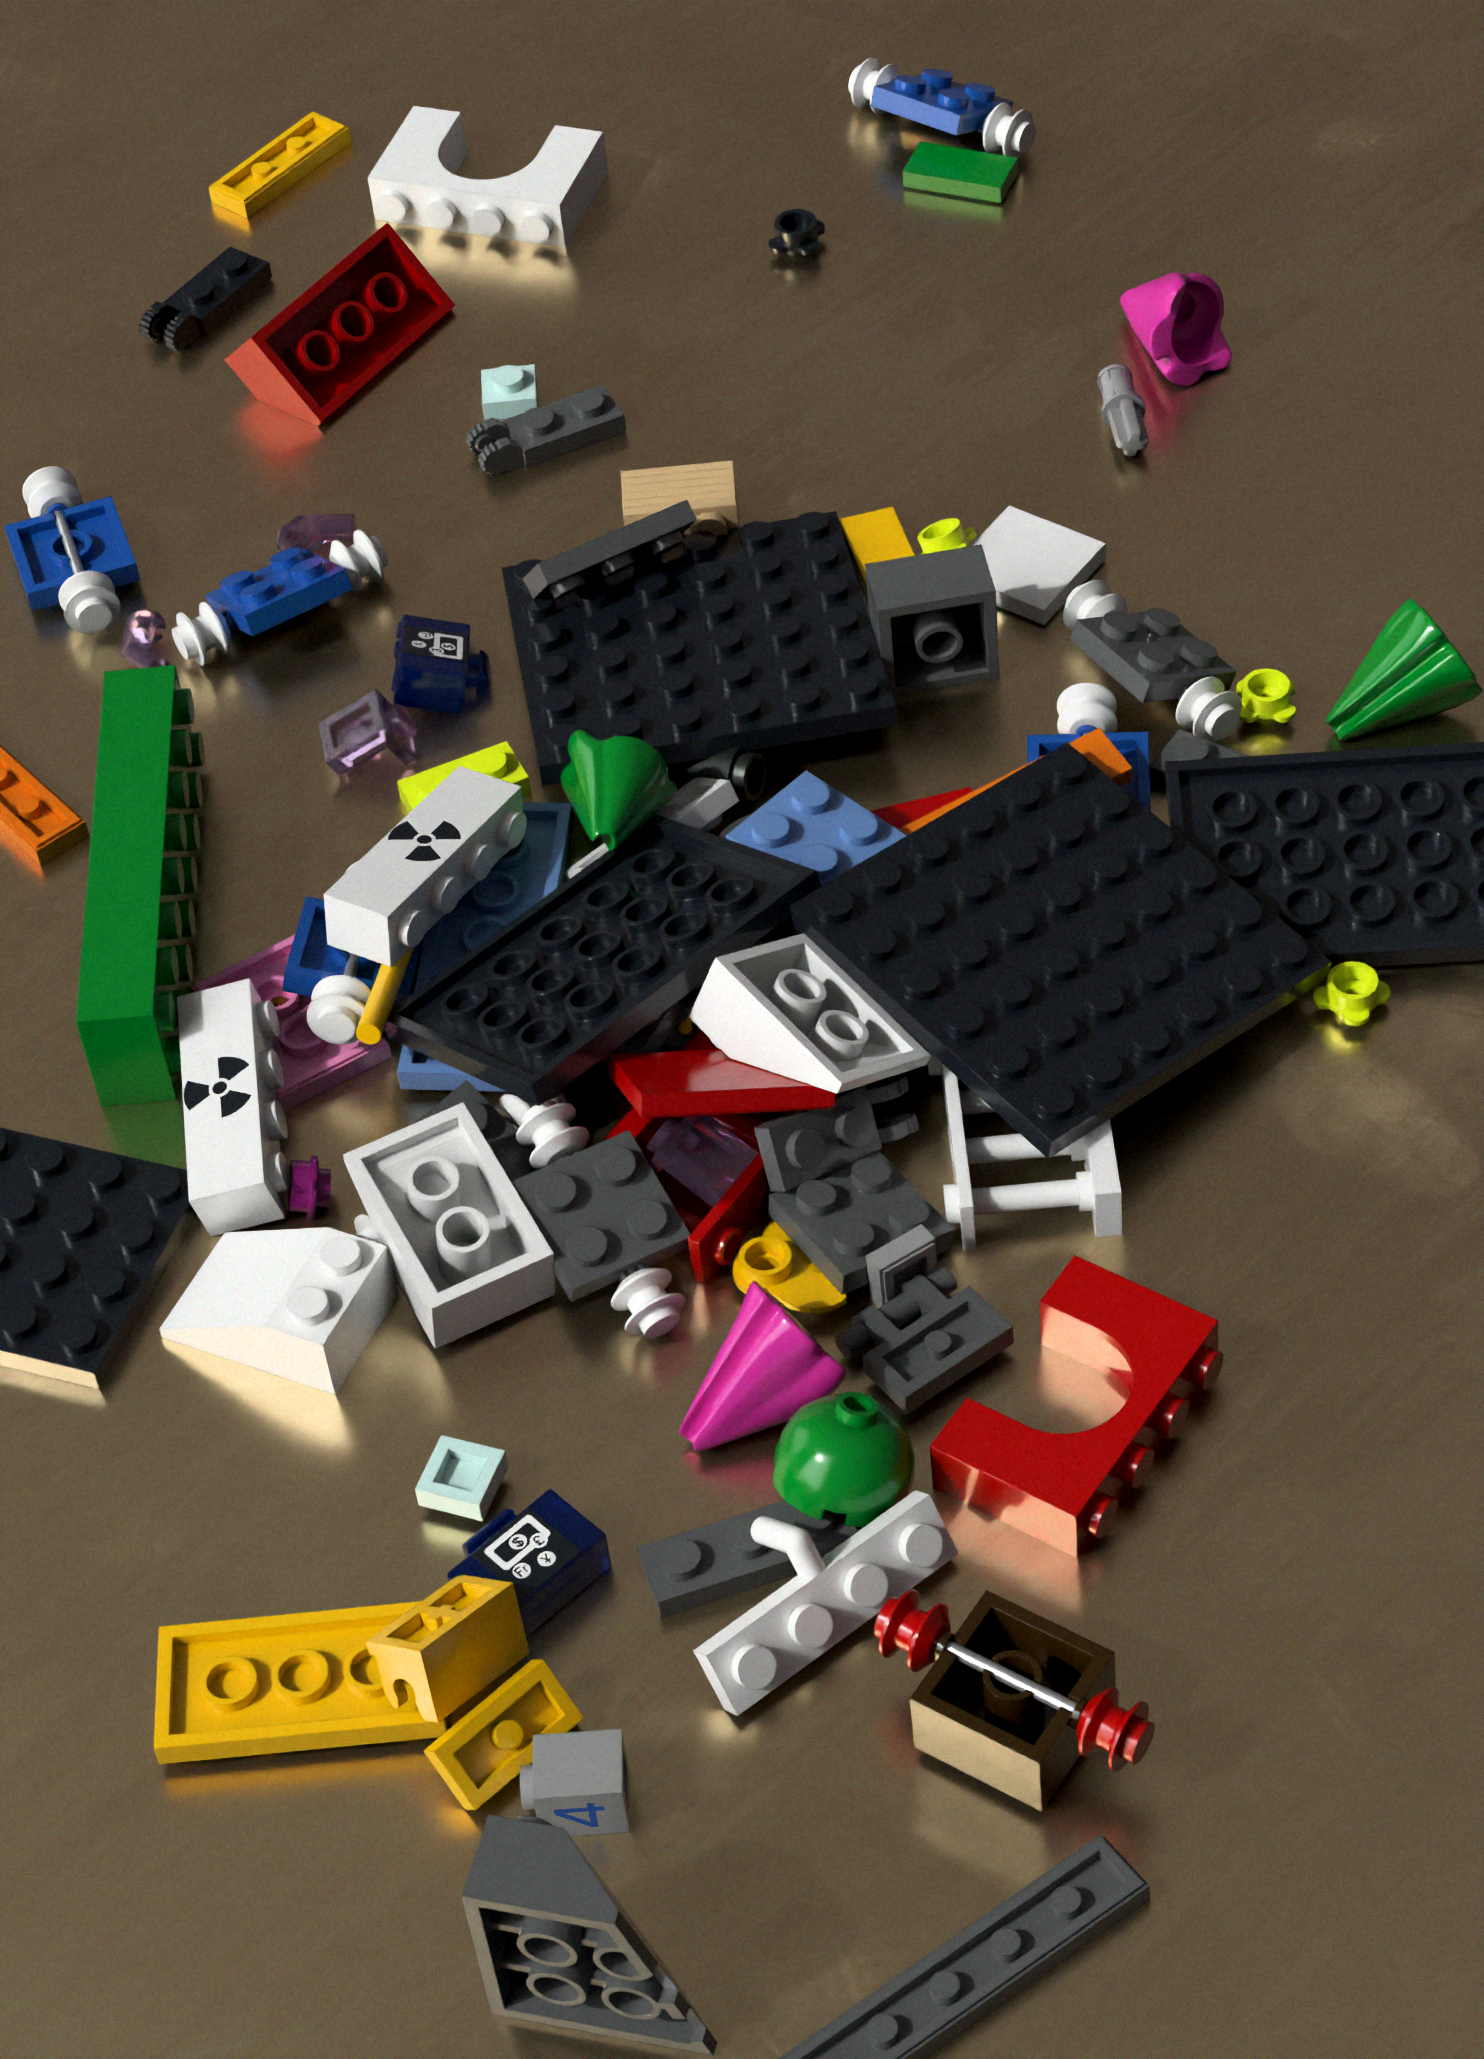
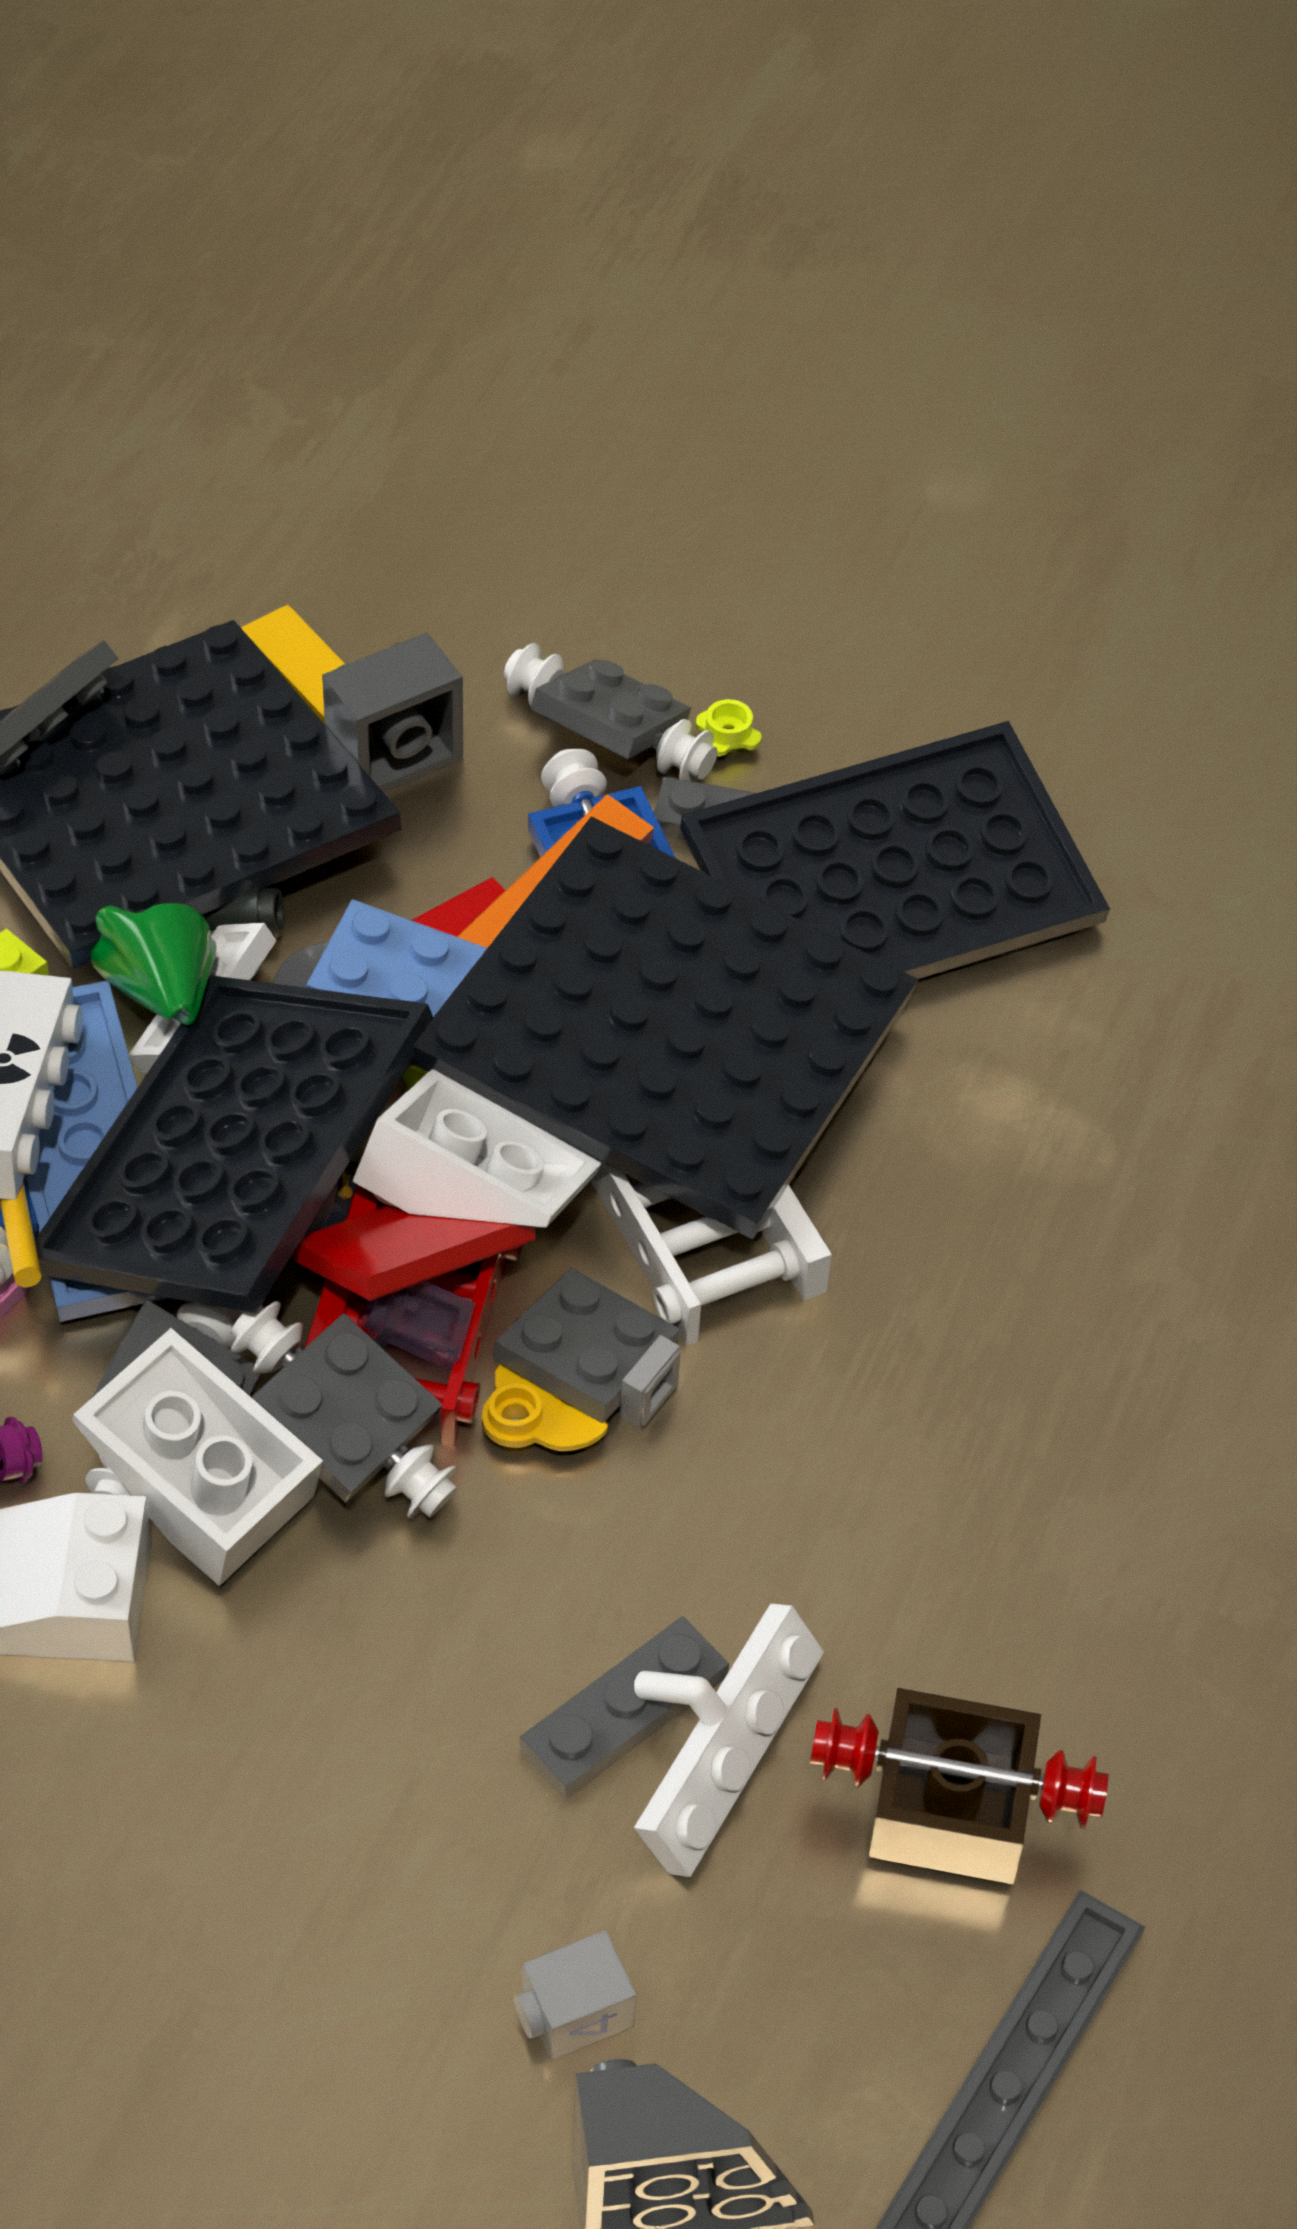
camera: 30 degrees left, 5 degrees up
(278, 1686) = (246, 1976): yellow plate -> none
(450, 1645) = (393, 1893): yellow hinge -> none
(461, 1478) = (313, 1714): light aqua plate -> none
(497, 1735) = (478, 1969): yellow plate -> none
(543, 1551) = (421, 1789): piece -> none
(705, 485) = (58, 635): tan brick -> none
(759, 1375) = (571, 1527): dark pink hat -> none
(796, 233) = (61, 336): black plate -> none
(821, 1140) = (518, 1279): dark grey hinge -> none
(844, 1458) = (690, 1592): green cylinder -> none
(934, 1350) = (713, 1457): dark grey plate -> none
(943, 105) = (153, 178): plate -> none
(945, 535) = (356, 632): neon yellow plate -> none
(960, 172) = (196, 245): green tile -> none
(1036, 562) = (461, 624): white tile -> none
(1071, 1482) = (893, 1556): red arch -> none
(1123, 408) = (466, 463): light grey axle -> none
(1180, 324) = (483, 368): dark pink hat -> none
(1352, 992) = (937, 1003): neon yellow plate -> none
(1403, 677) = (855, 680): green hat -> none

